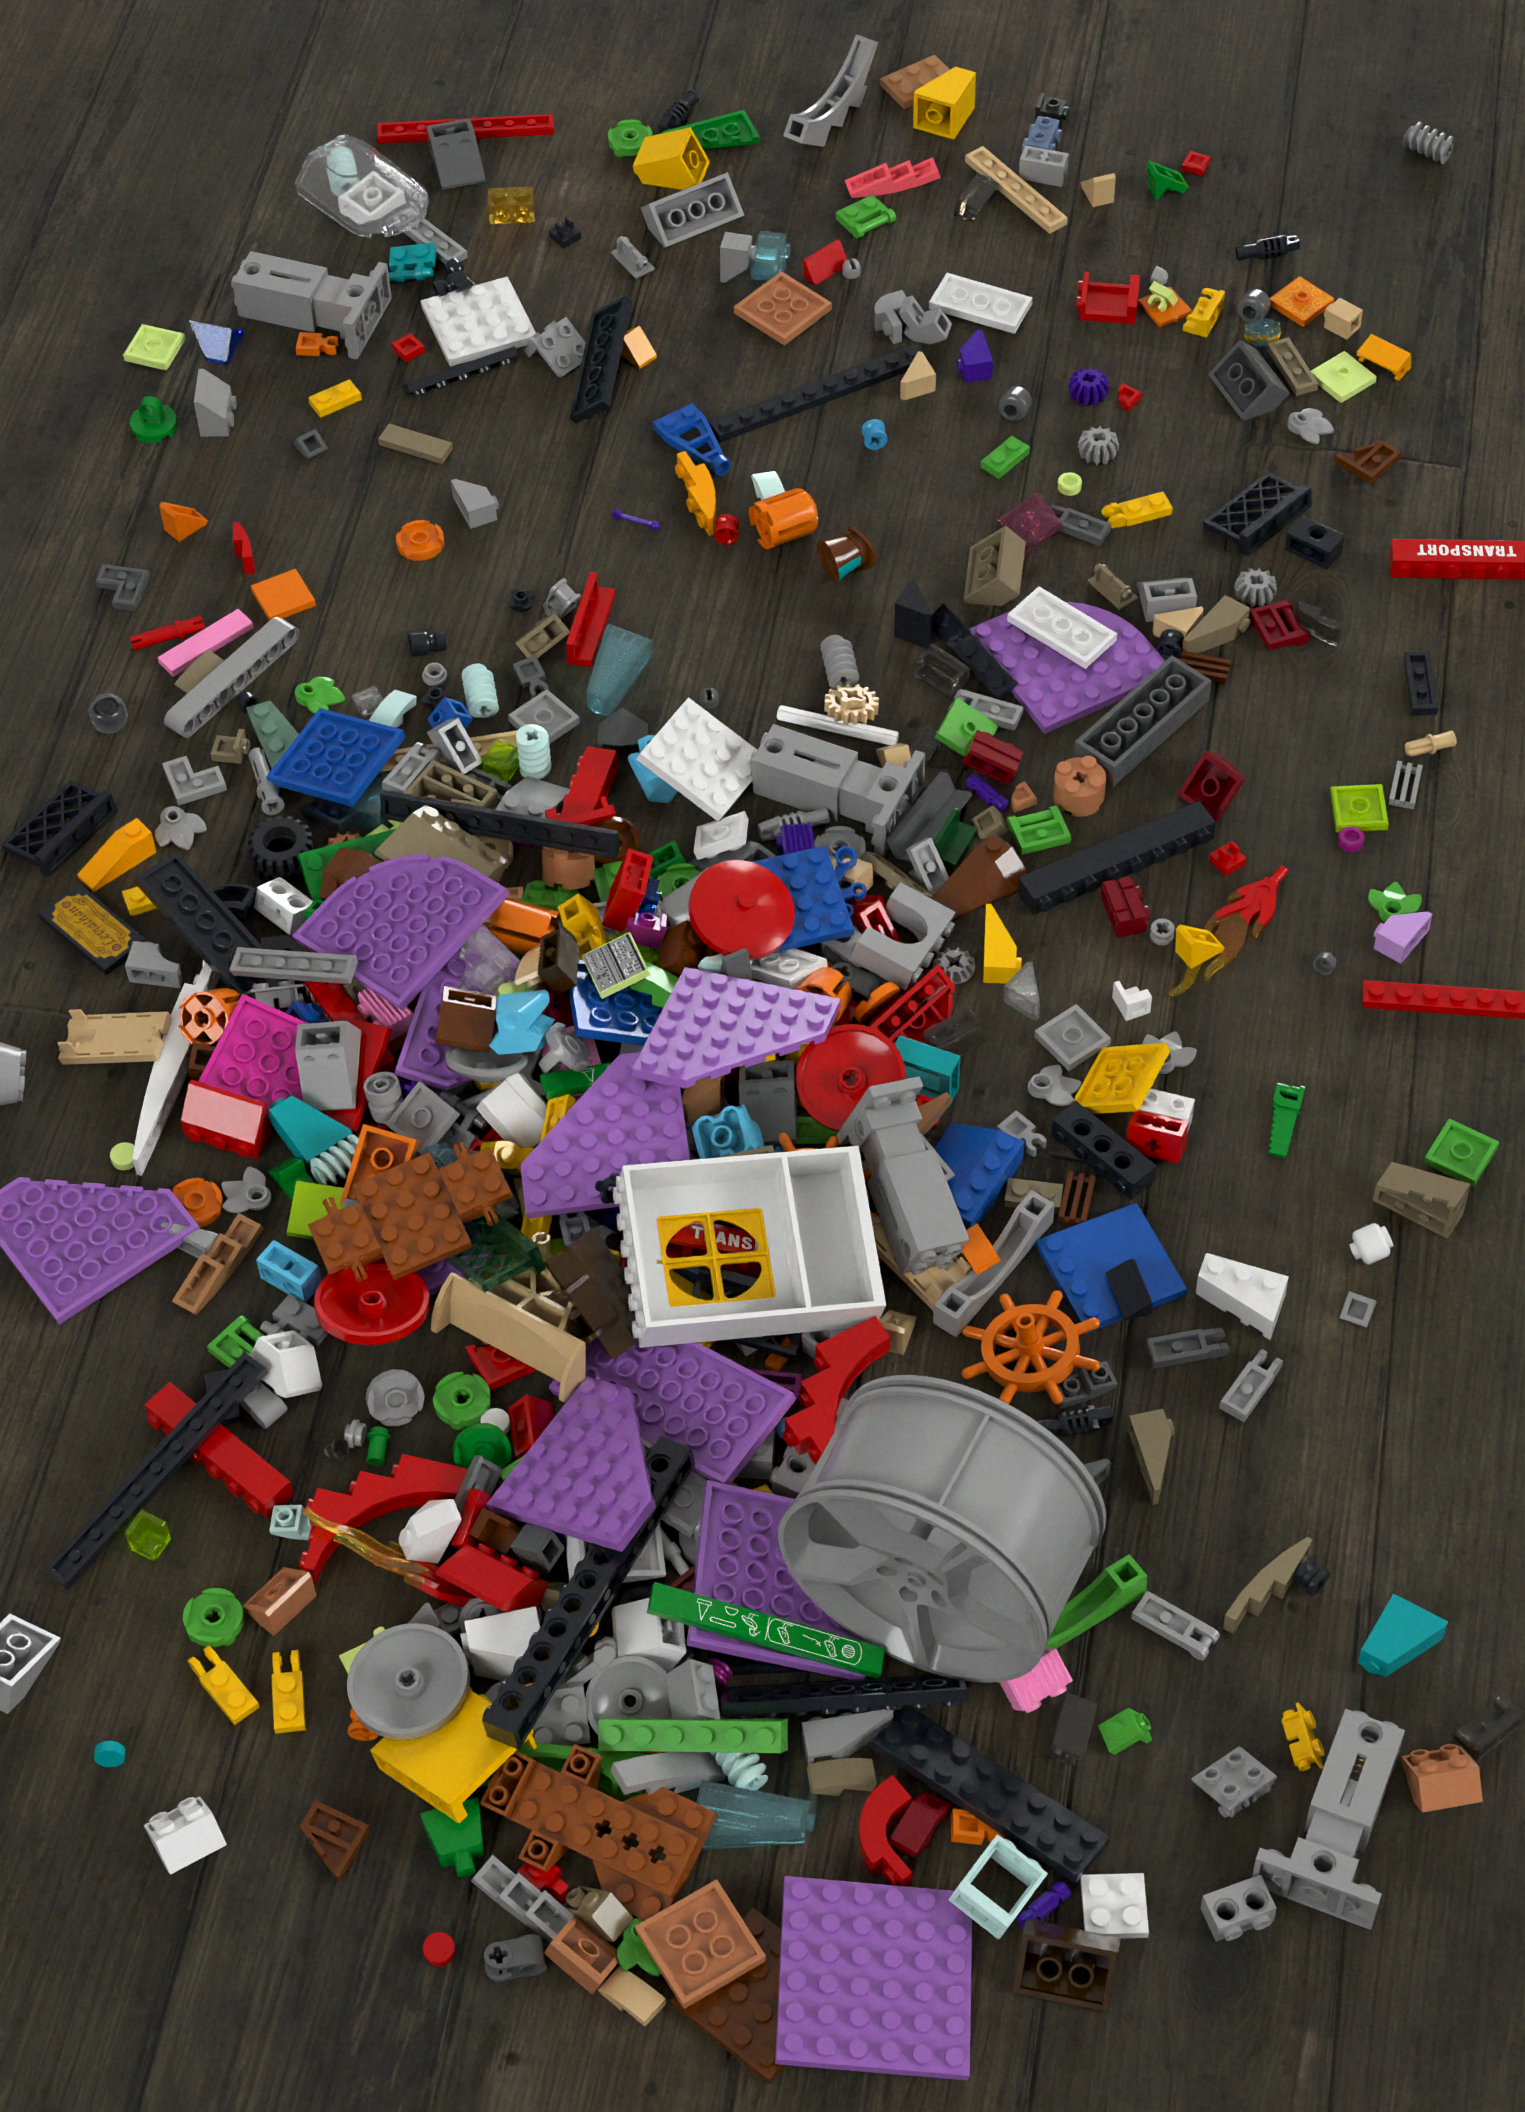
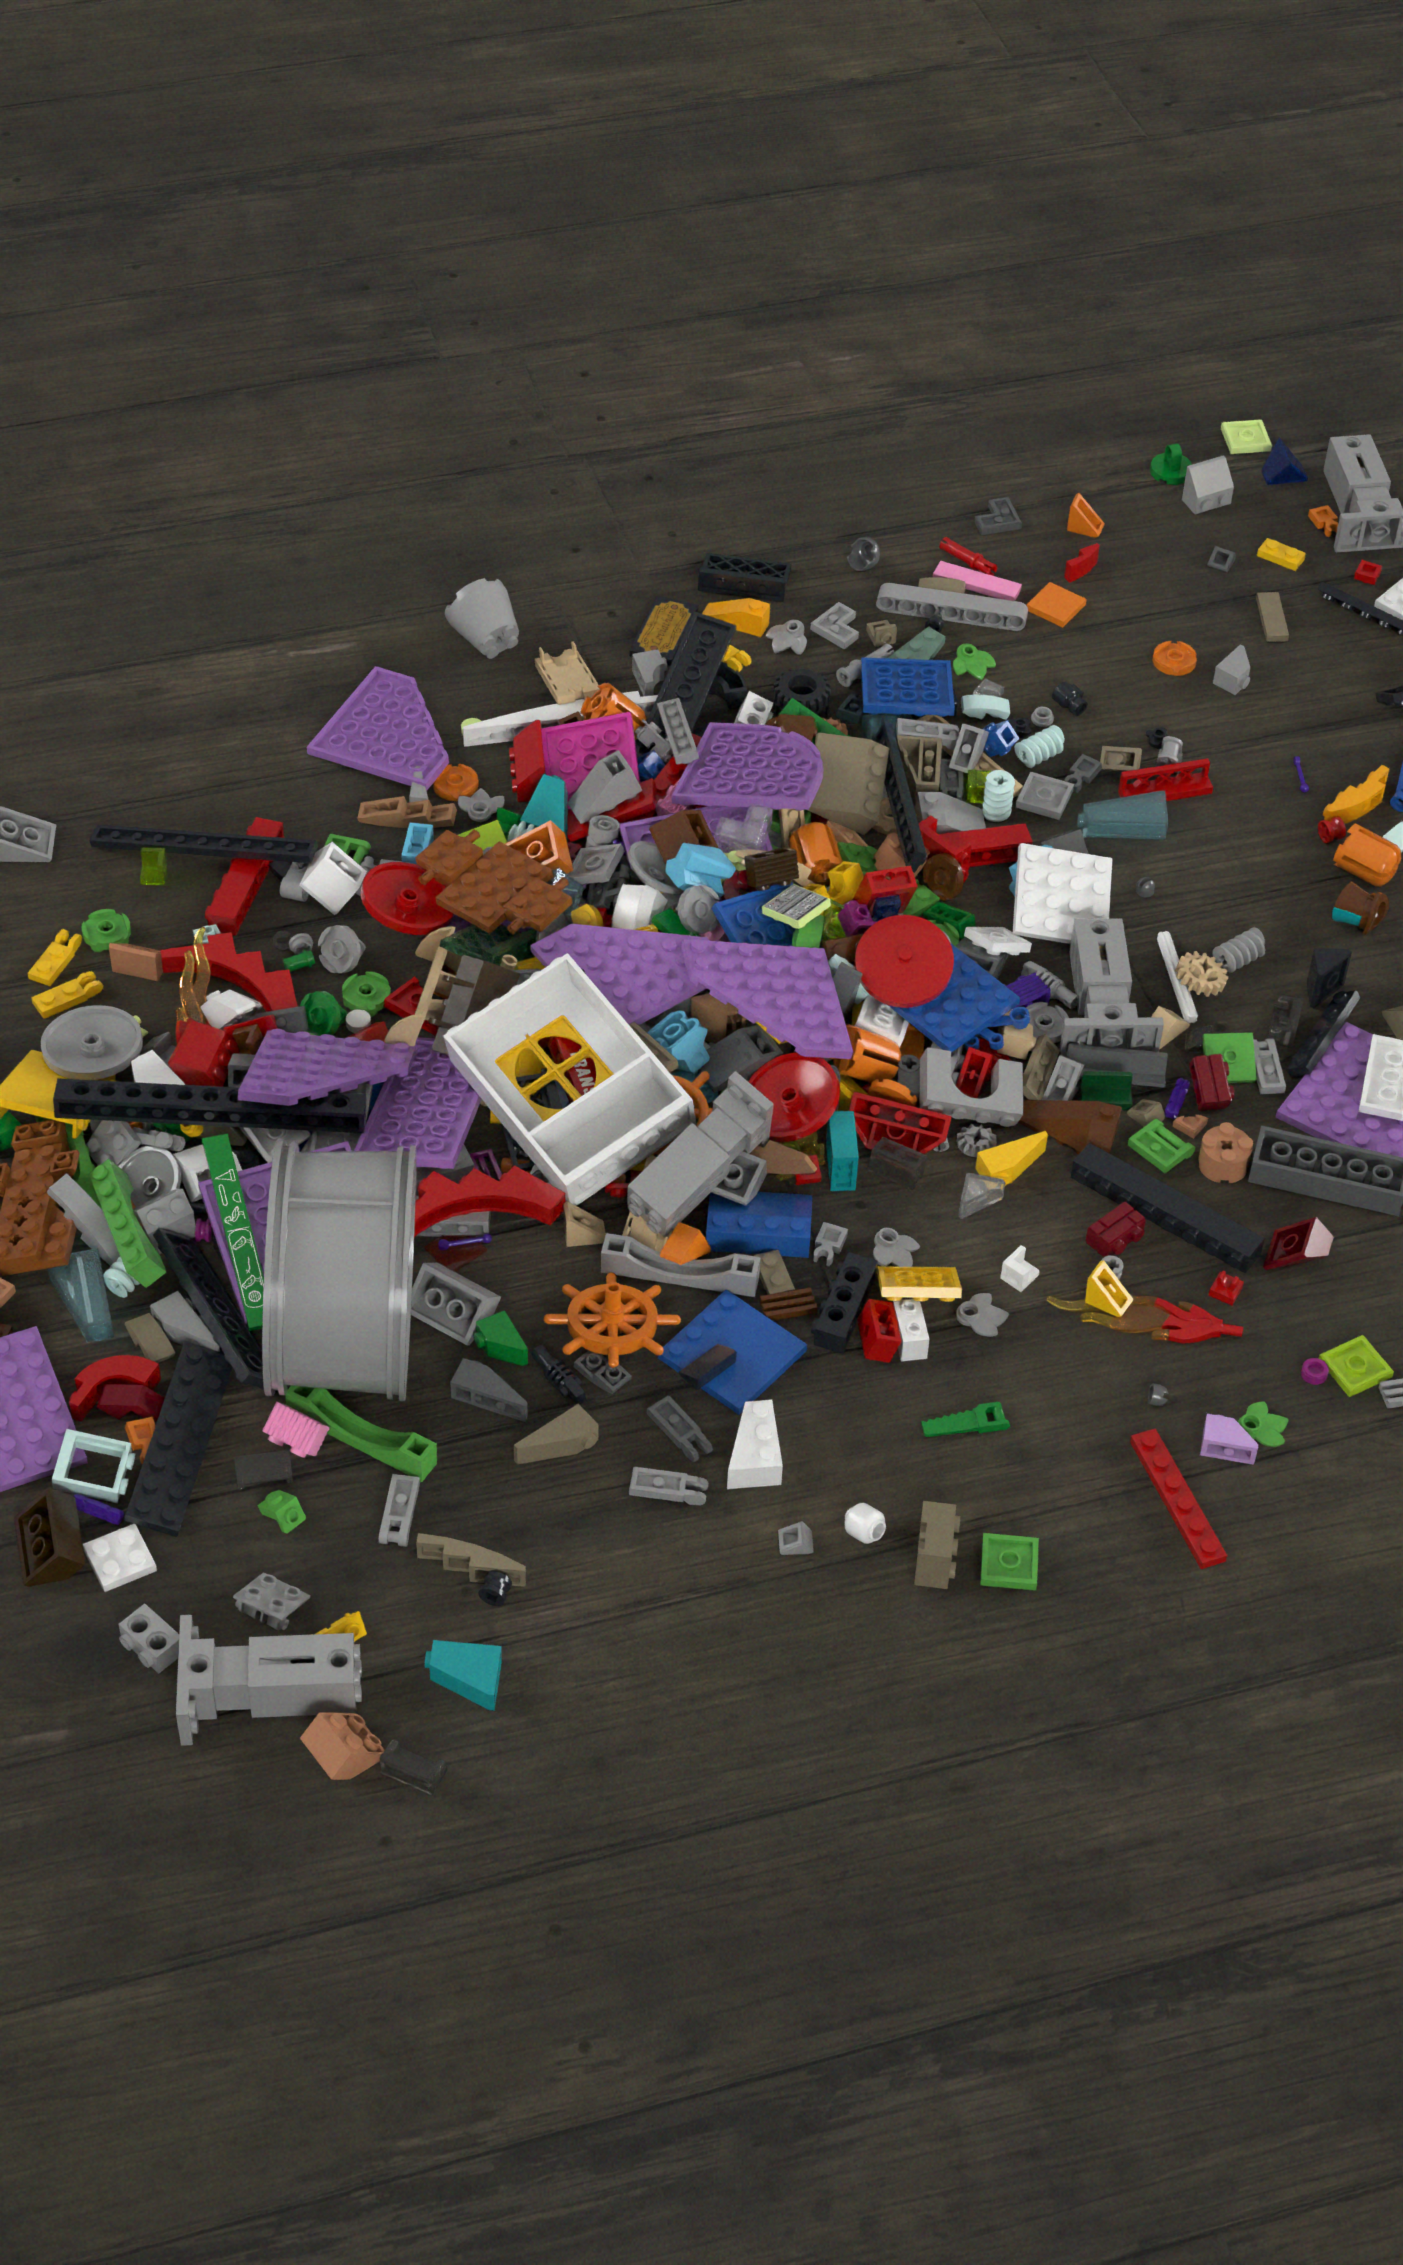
camera: 60 degrees right, 5 degrees down
(1072, 1037) = (952, 1243): light grey plate -> none

